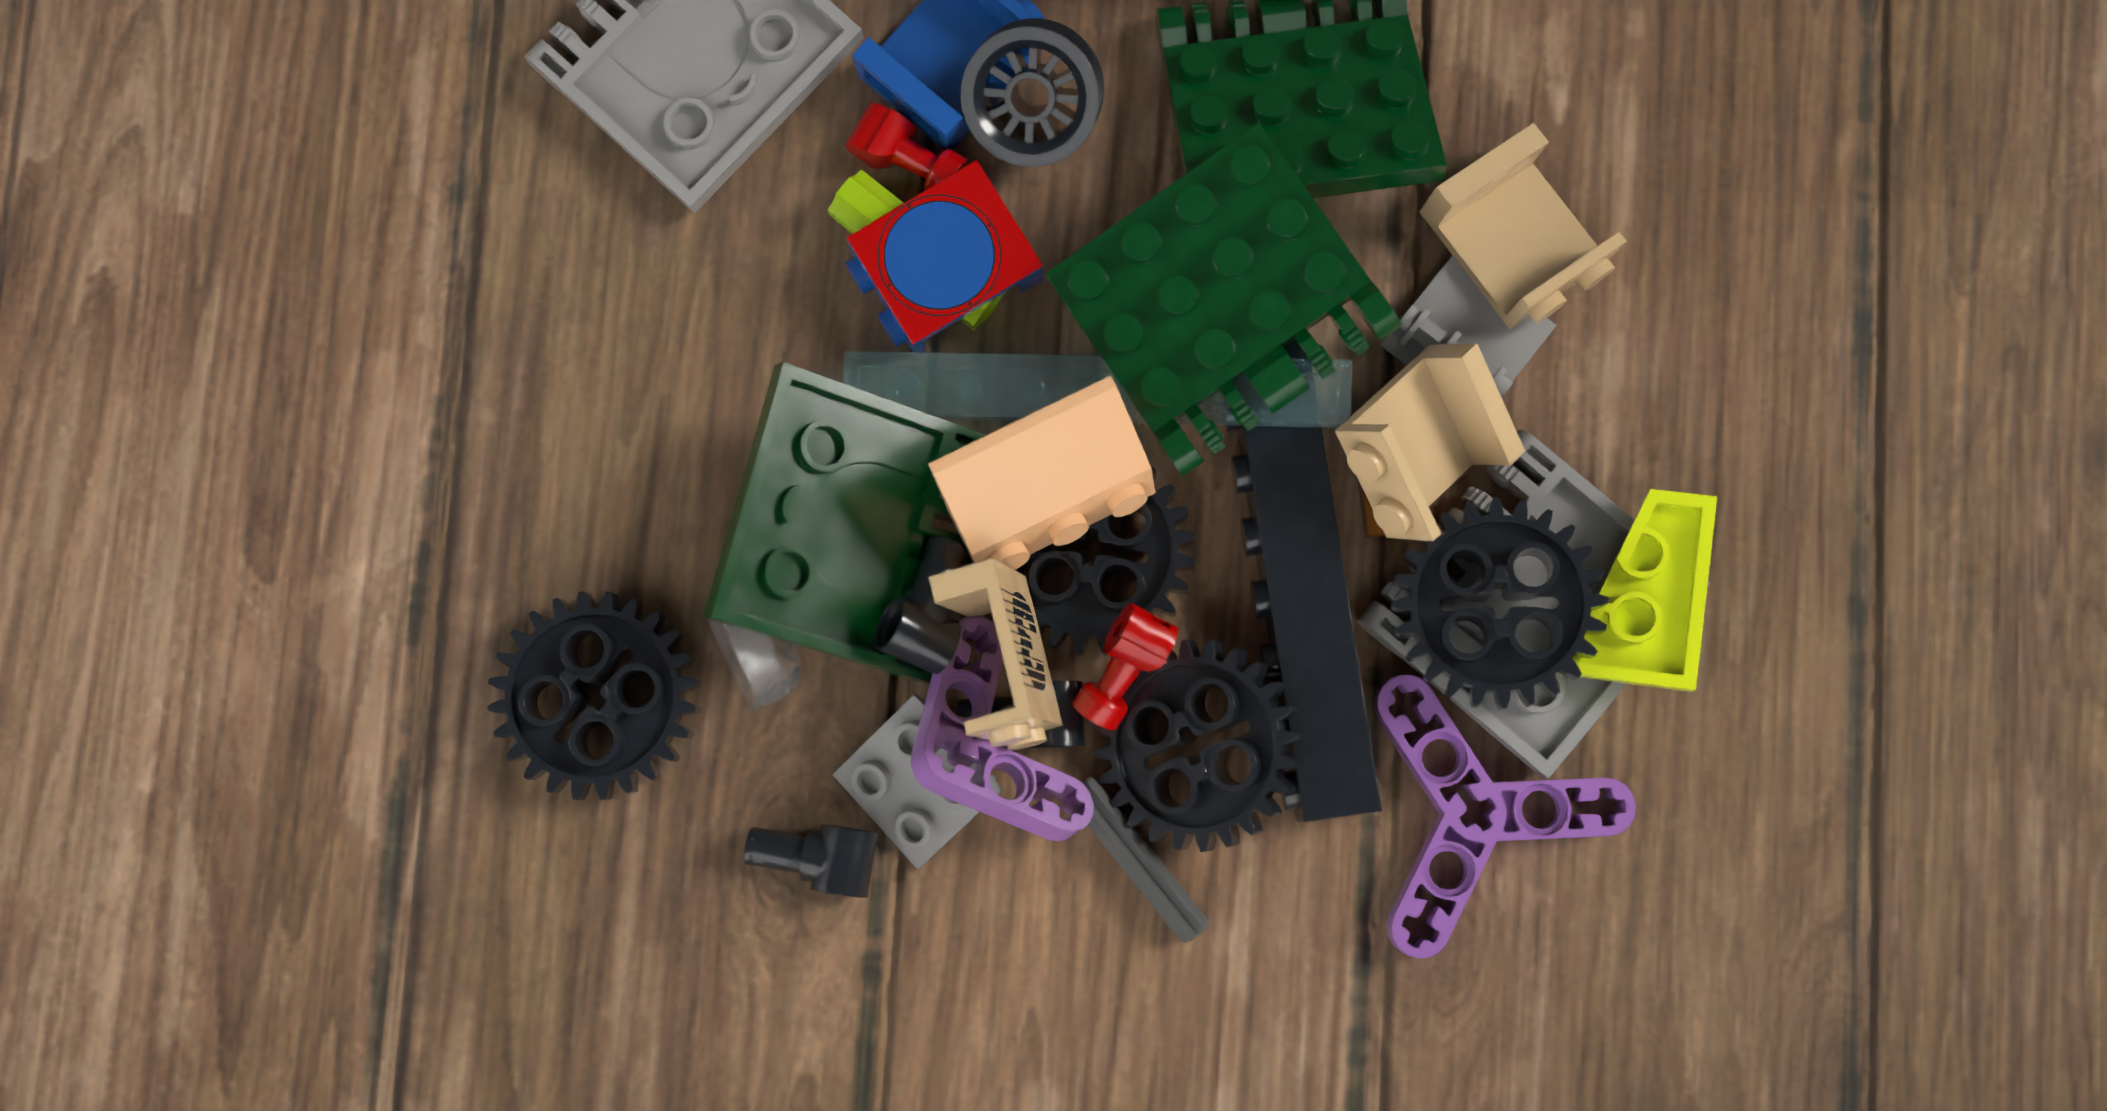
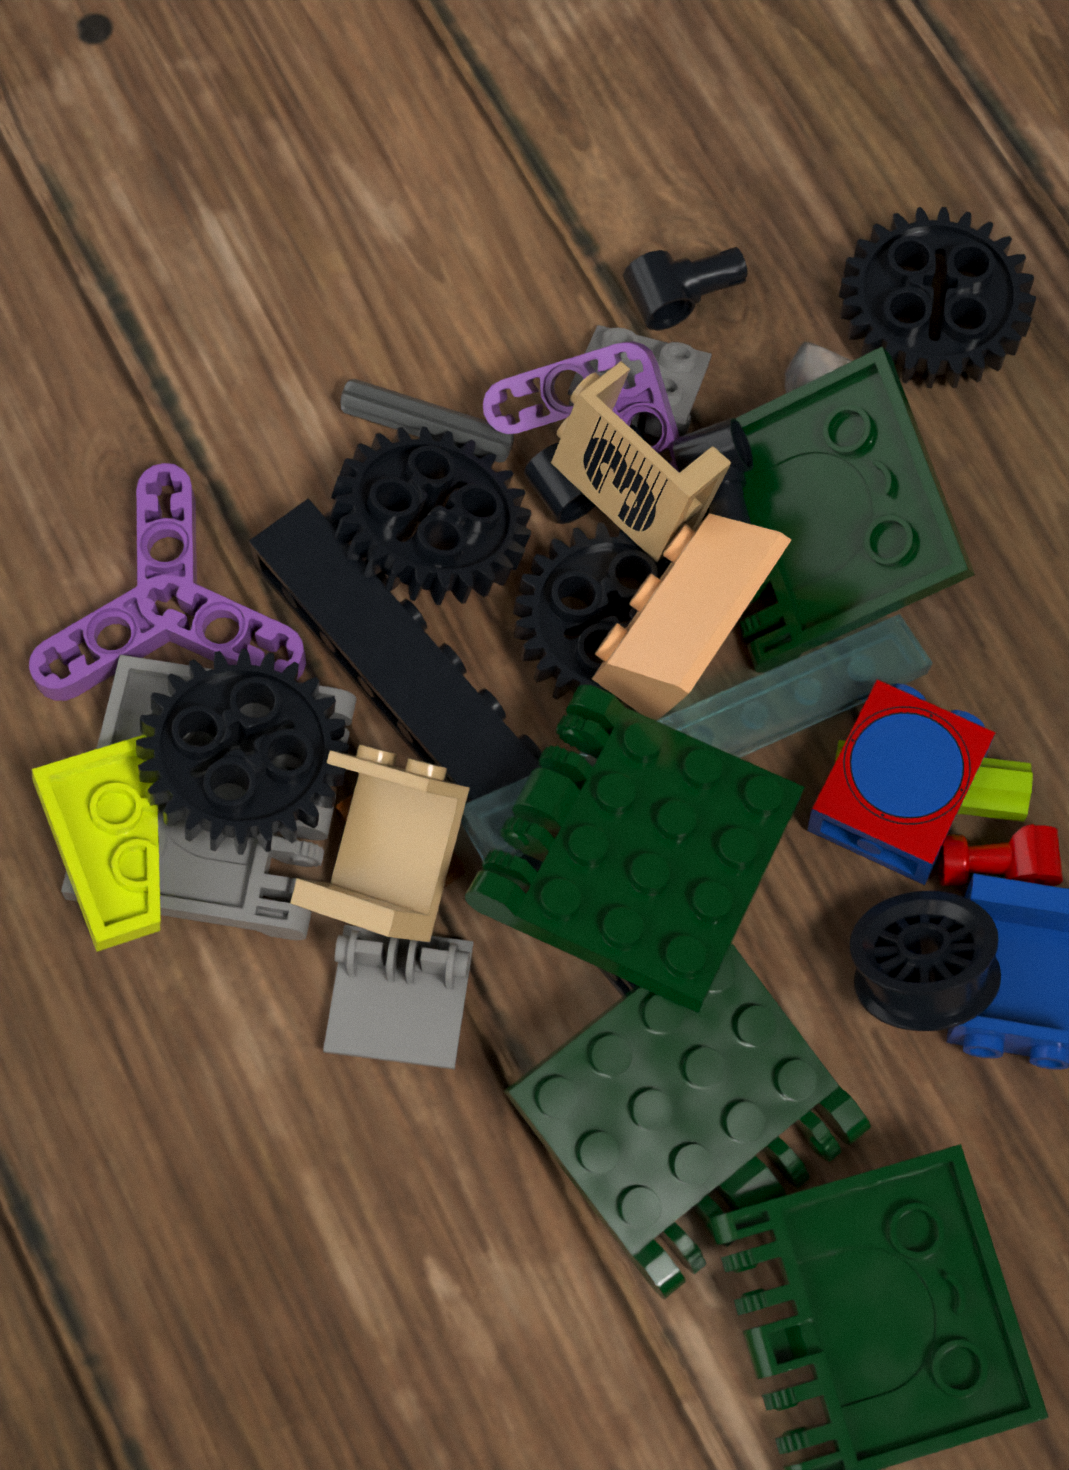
camera: 150 degrees right, 15 degrees down
(1136, 644) = (532, 540): red leg -> none
(1516, 232) = (403, 1108): tan panel -> none

